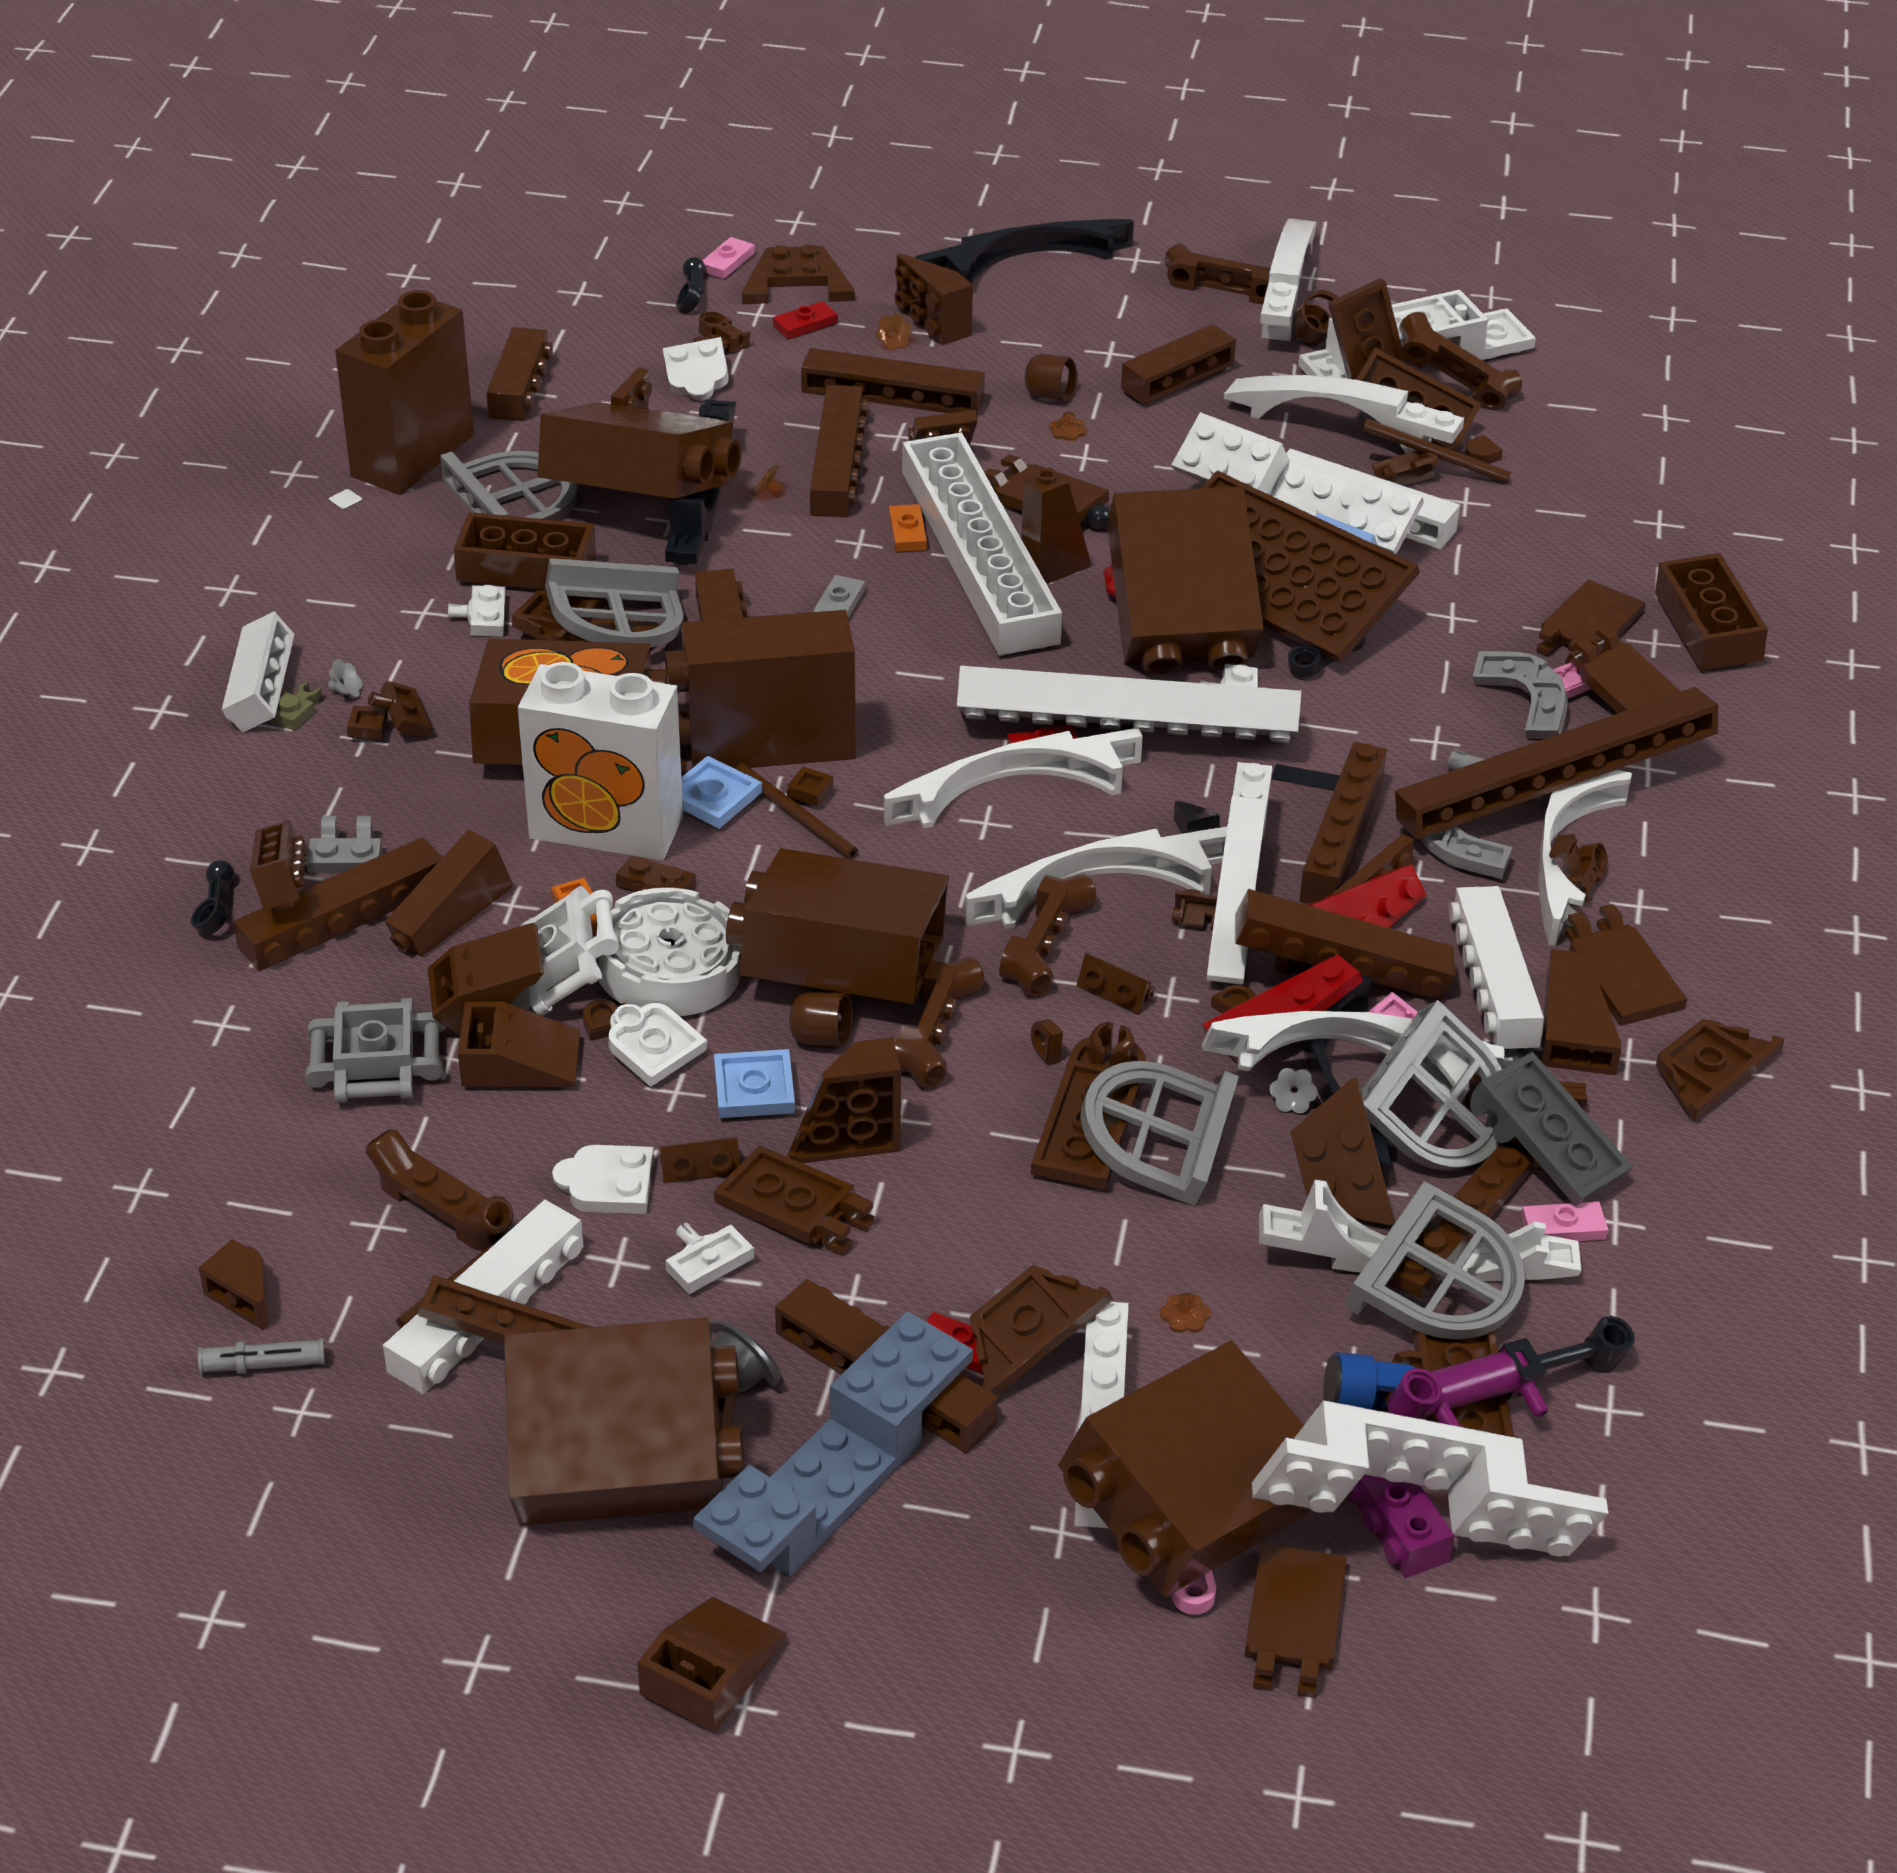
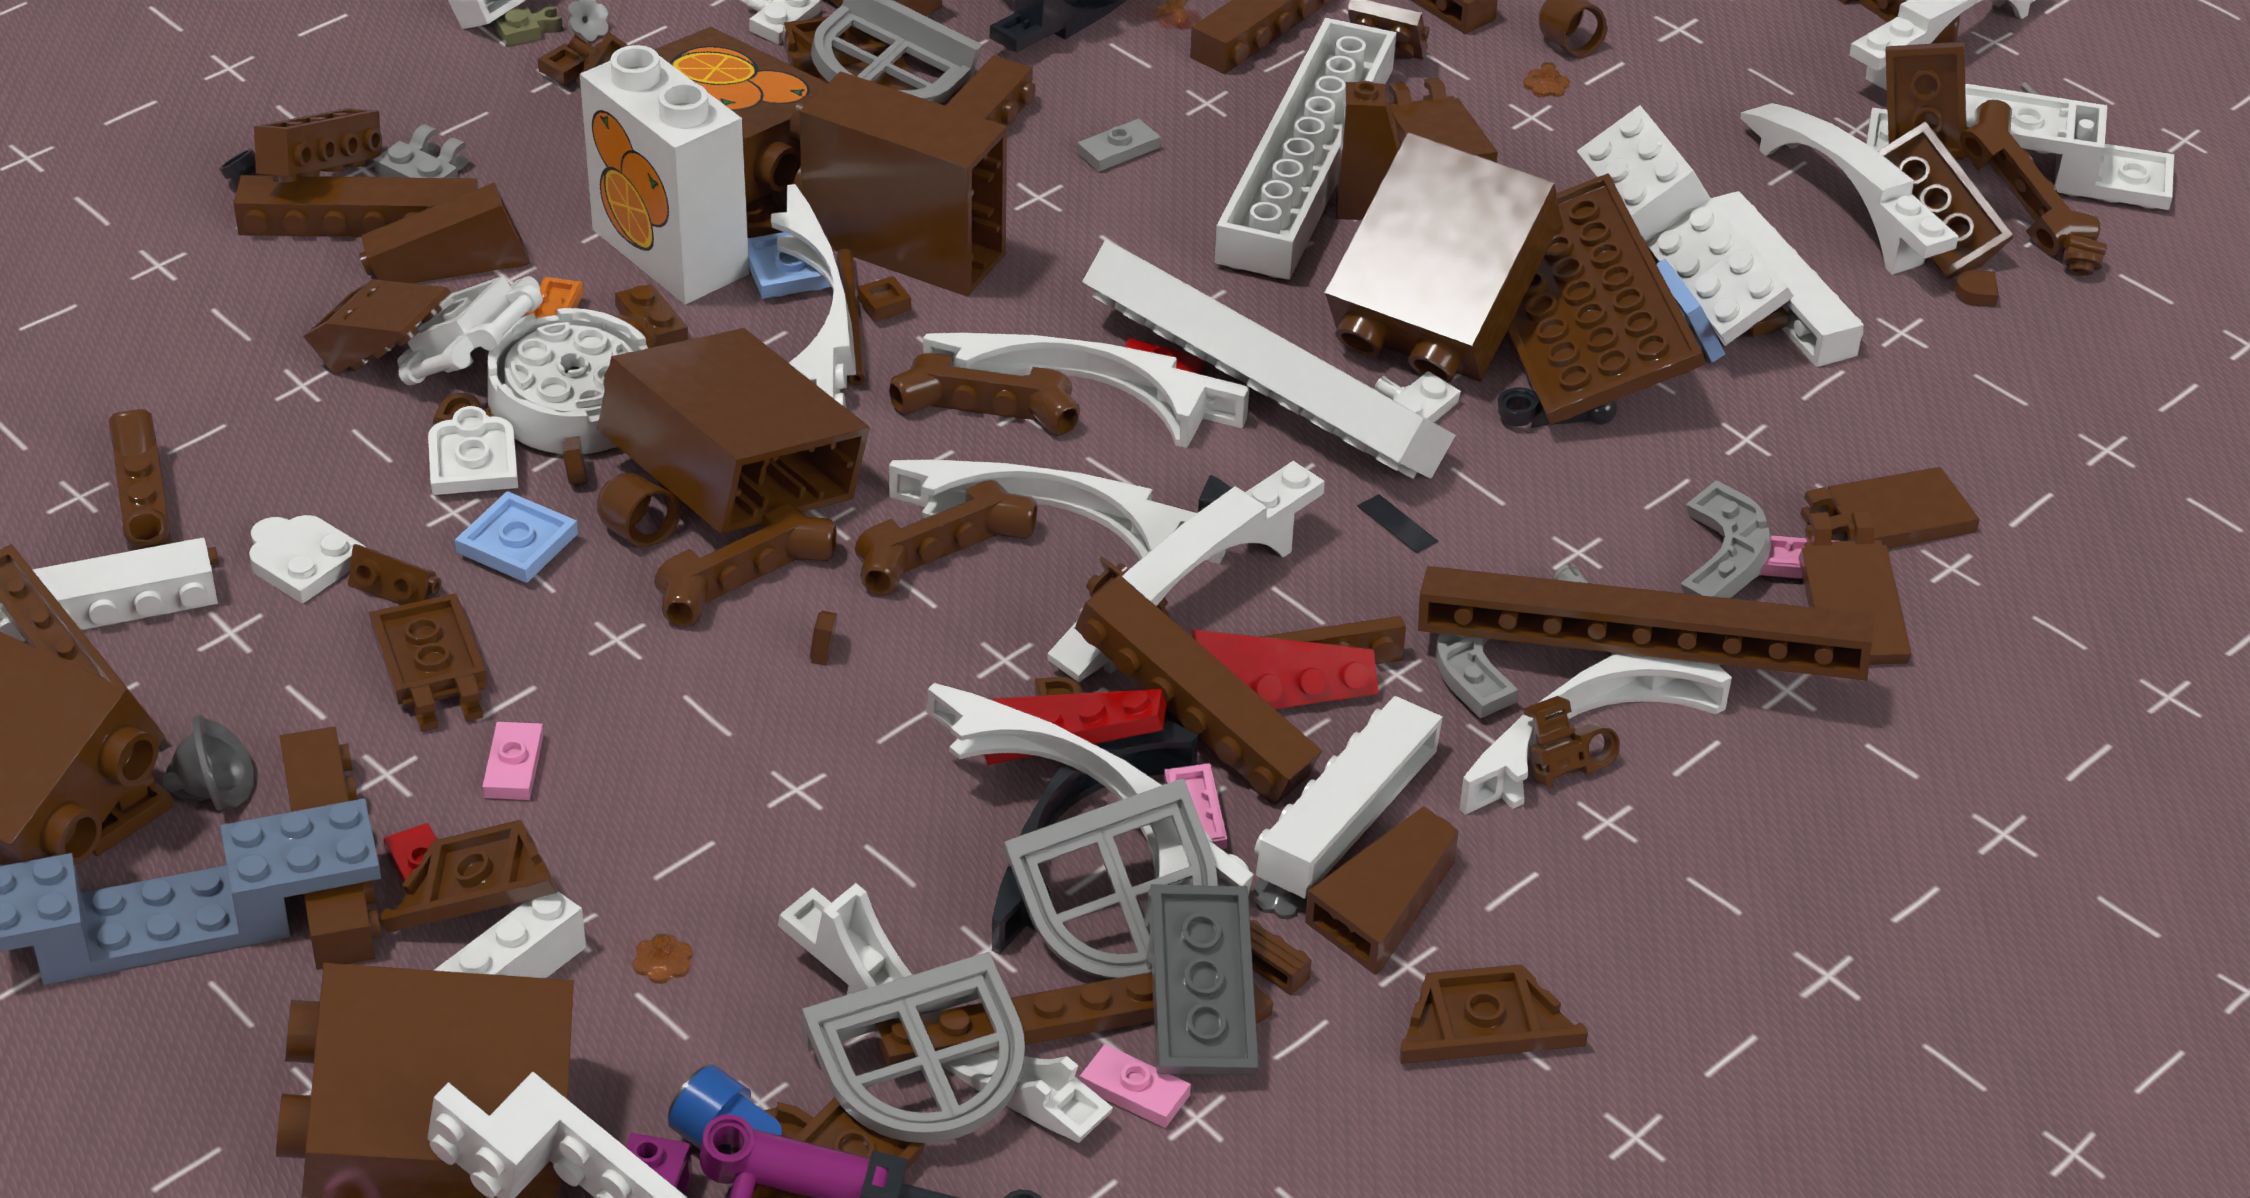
camera: 35 degrees right, 0 degrees up
(373, 1044) = (237, 336): light grey brick -> none
(515, 1048) = (345, 397): reddish brown slope -> none
(707, 1256) = (295, 665): white plate -> none
(731, 767) = (831, 352): none -> white slope
(733, 1008) = (574, 461): none -> reddish brown tile
(854, 1106) = (549, 593): reddish brown wedge -> none
(907, 528) = (1260, 107): orange plate -> none
(934, 1238) = (513, 761): none -> bright pink plate
(999, 803) = (937, 383): none -> reddish brown plate
(1063, 1148) = (791, 720): reddish brown plate -> none
(1114, 983) = (956, 617): reddish brown hinge -> none
(1178, 364) = (1723, 63): reddish brown brick -> none
(1201, 1141) = (858, 808): light grey window -> none
(1288, 1099) = (1004, 806): light grey plant -> none
(1340, 1148) = (952, 885): reddish brown wing -> none
(1343, 822) = (1366, 575): reddish brown brick -> none
(1407, 468) = (1858, 268): reddish brown hinge -> none
(1441, 452) = (1908, 262): reddish brown piece -> none
(1524, 400) = (2083, 254): none -> reddish brown plate
(1626, 967) = (1502, 873): reddish brown tile -> none
(1711, 611) = (2035, 559): reddish brown brick -> none

